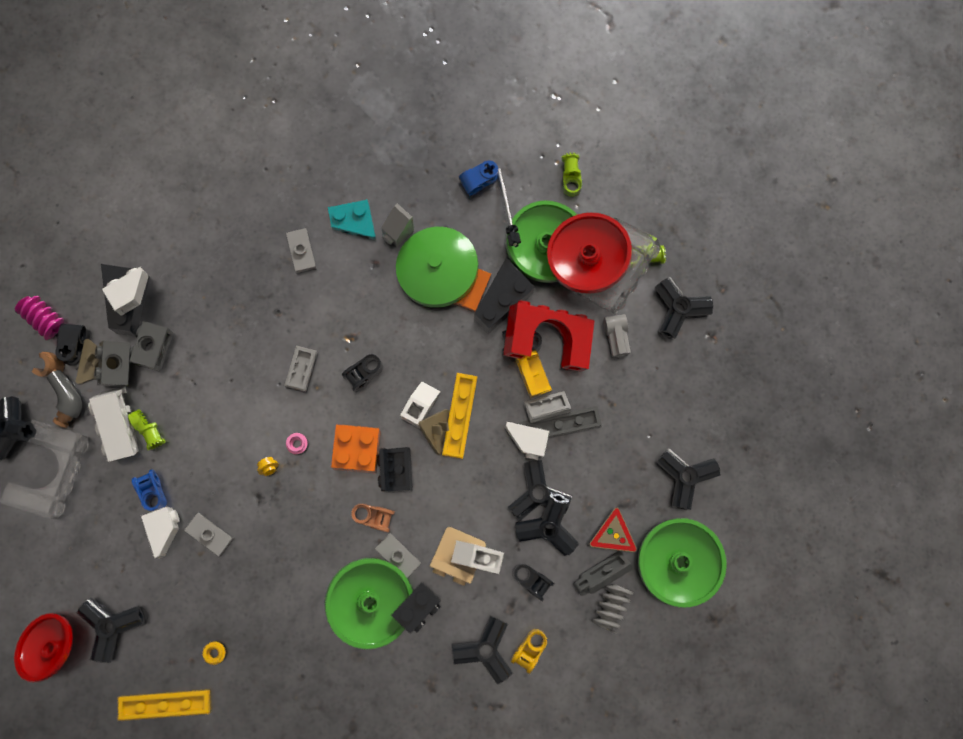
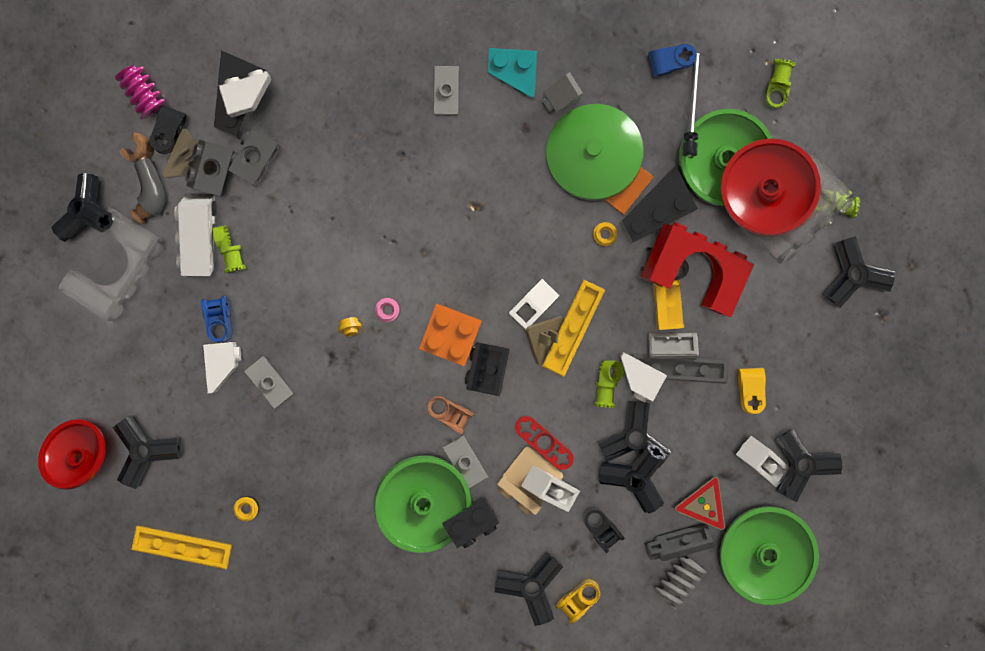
camera: 20 degrees right, 10 degrees up
(300, 368) = (412, 227): light grey plate -> none
(361, 372) = (478, 251): black piece -> none
(449, 507) = (562, 449): none -> red beam
(461, 325) = (610, 228): none -> yellow plate
(501, 454) = (607, 384): none -> lime connector
(616, 329) = (776, 279): light grey piece -> none
(623, 422) = (752, 384): none -> yellow piece
(652, 482) = (763, 461): none -> white slope

